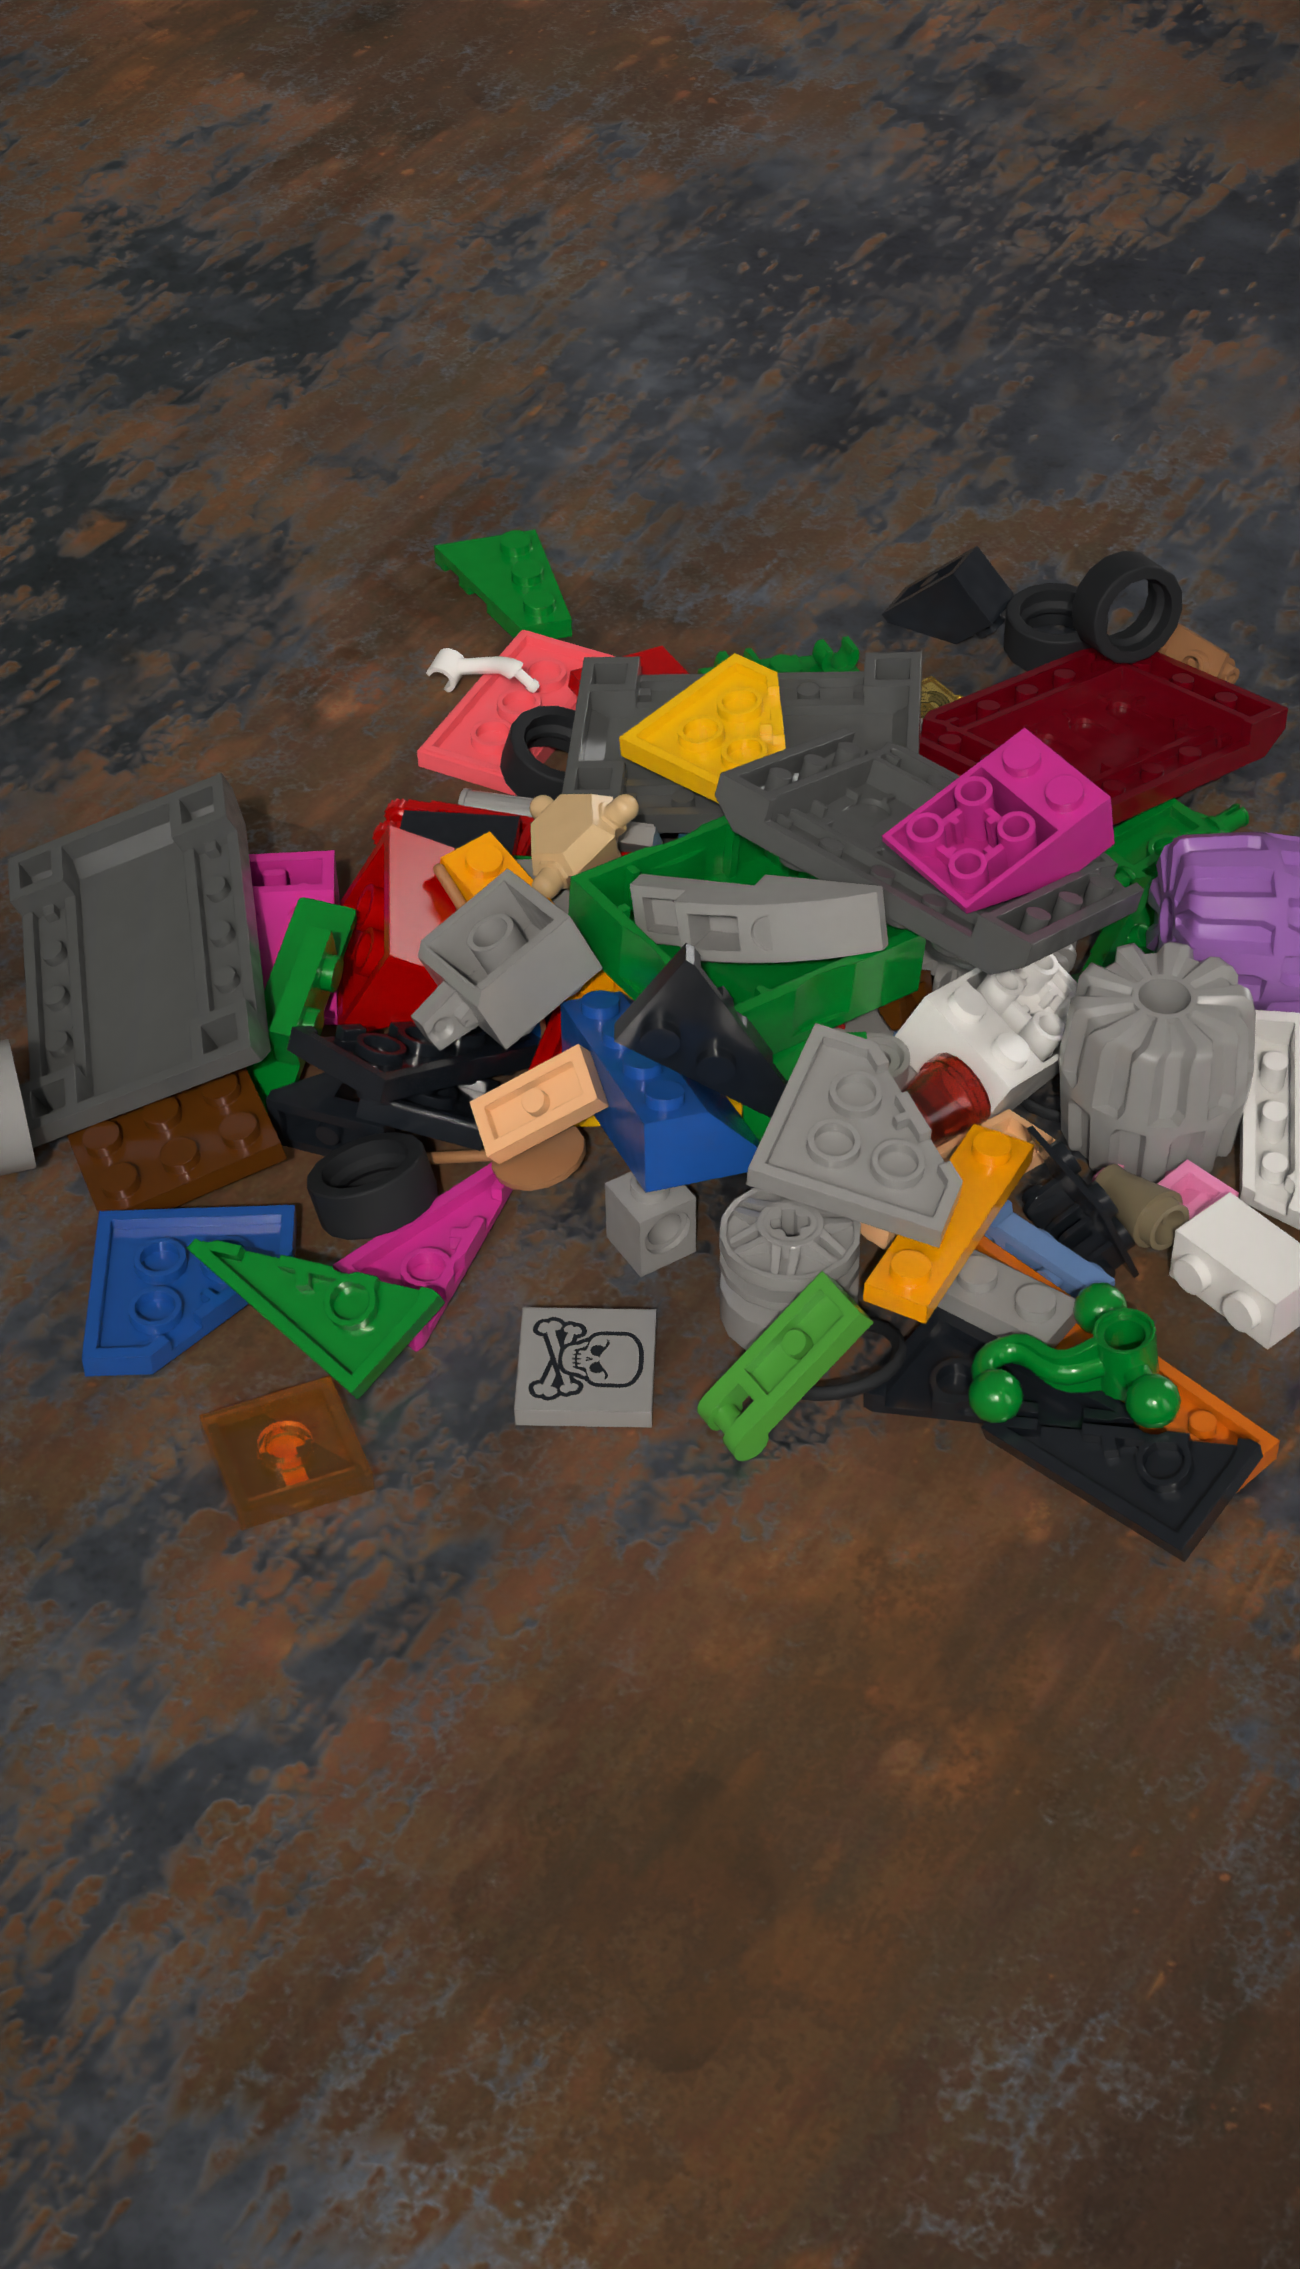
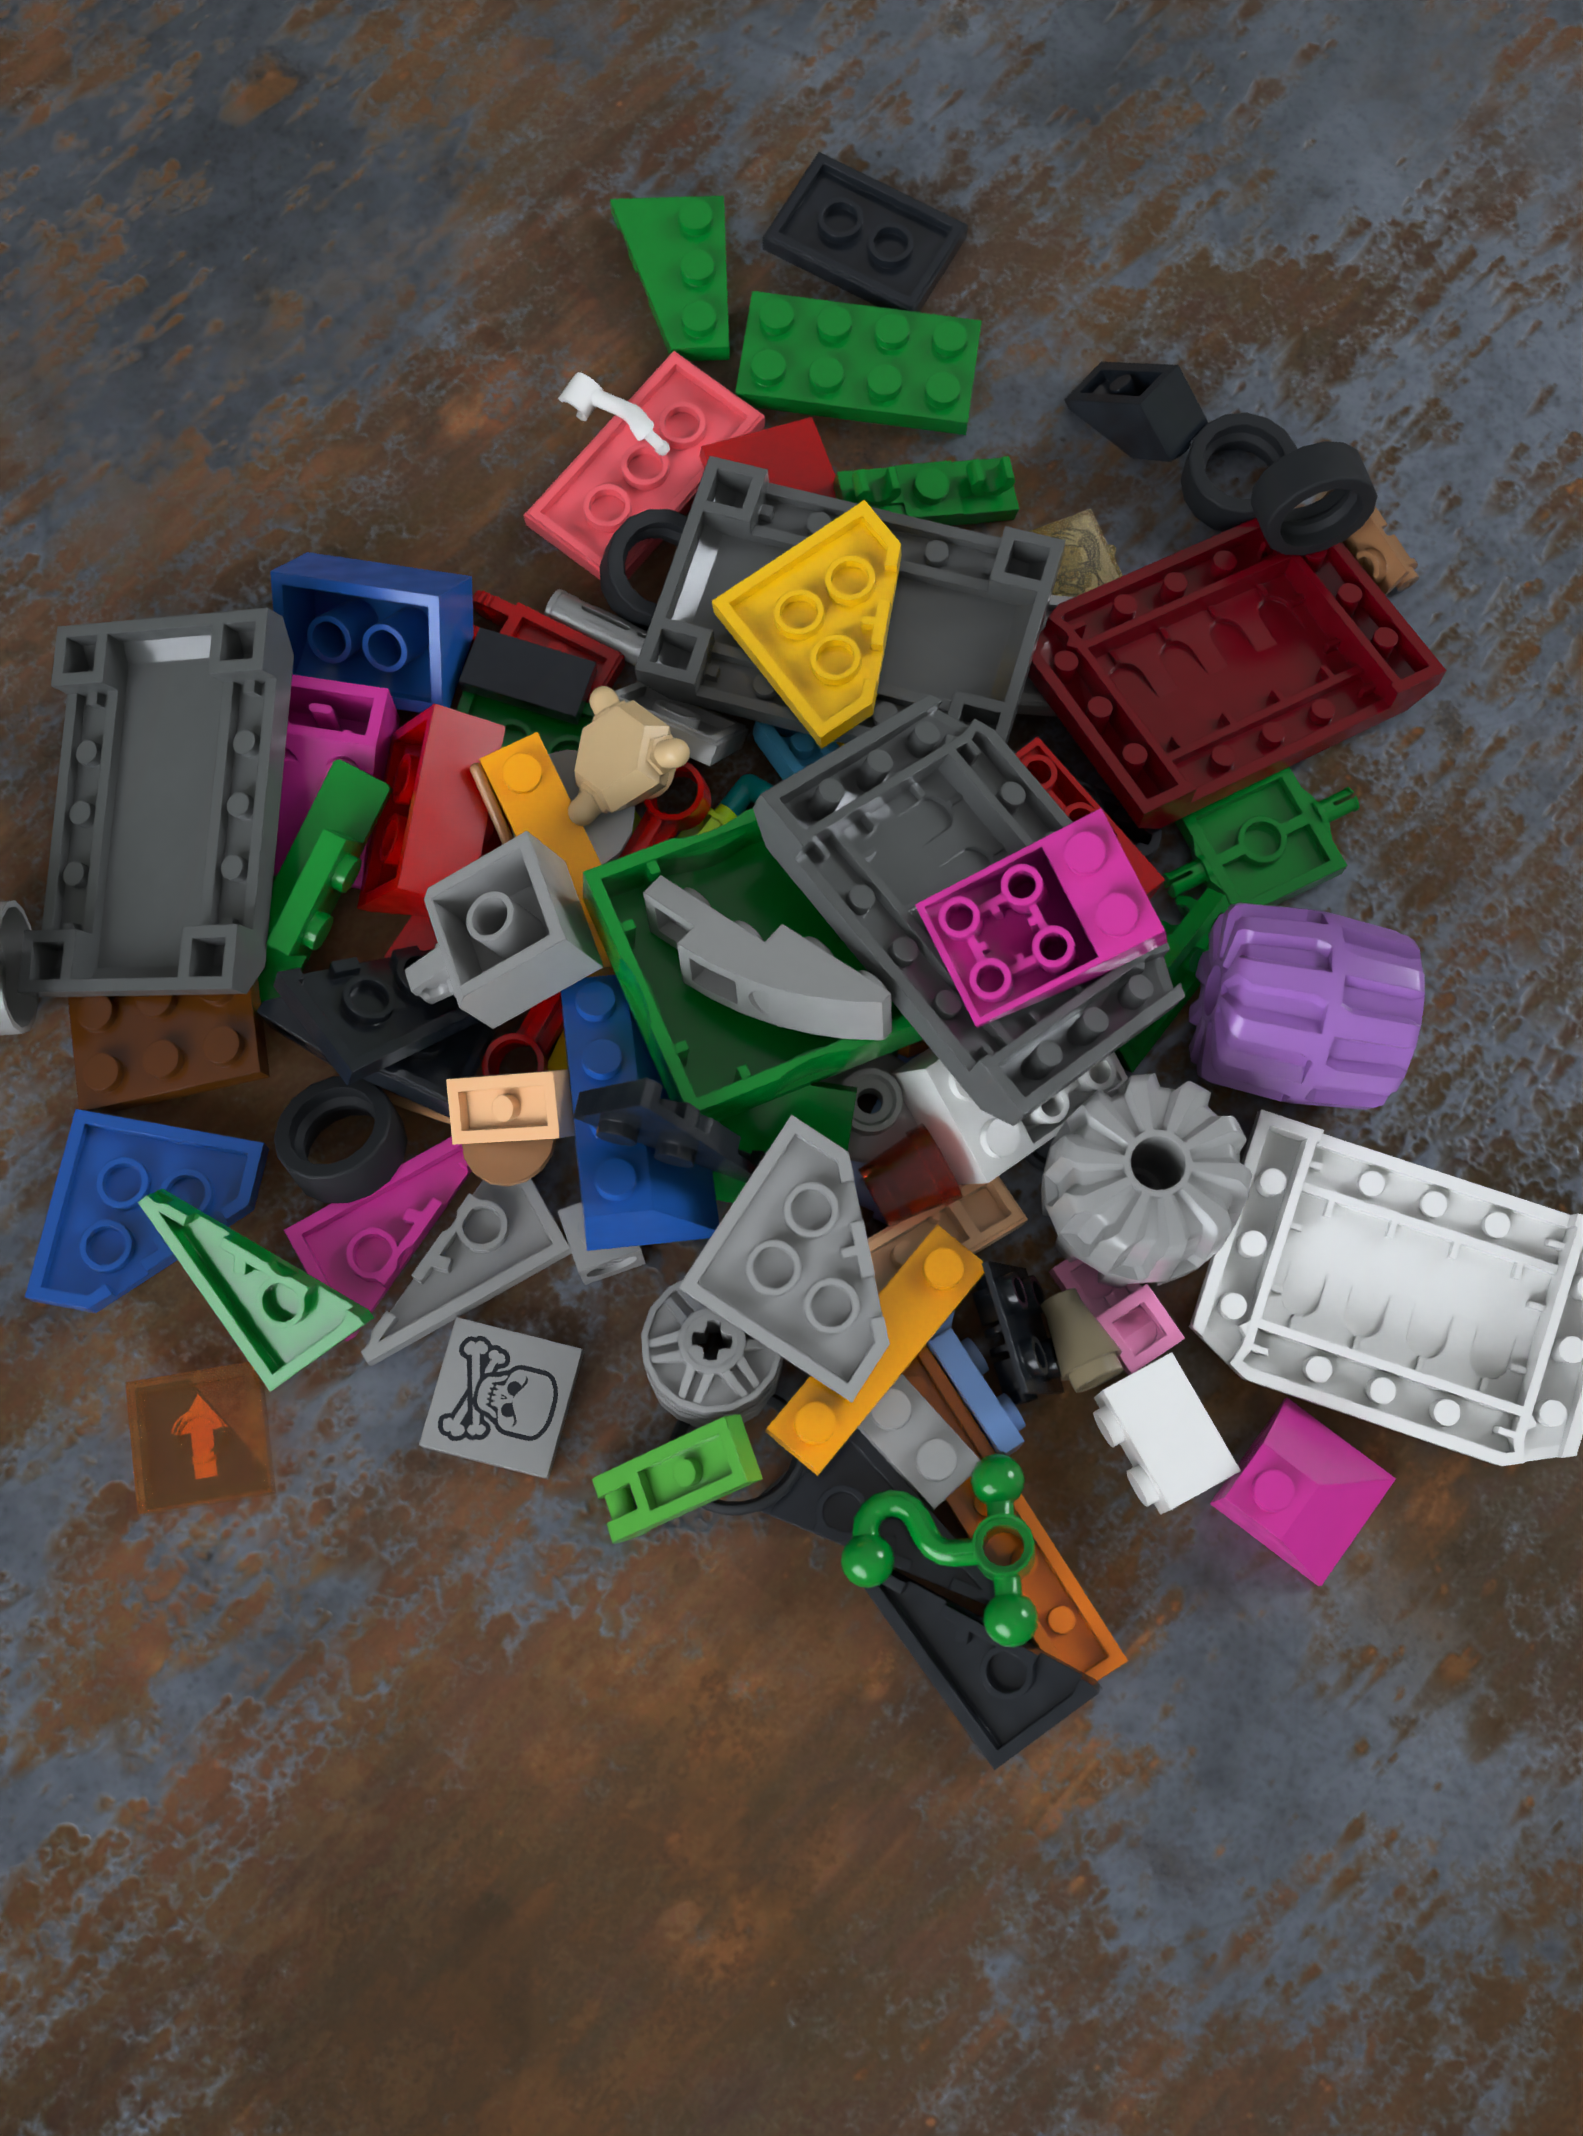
camera: 10 degrees right, 30 degrees up
(320, 811) = (377, 625): none -> blue slope
(539, 1252) = (488, 1248): none -> light grey wing
(668, 541) = (864, 236): none -> black tile
(693, 614) = (858, 362): none -> green plate

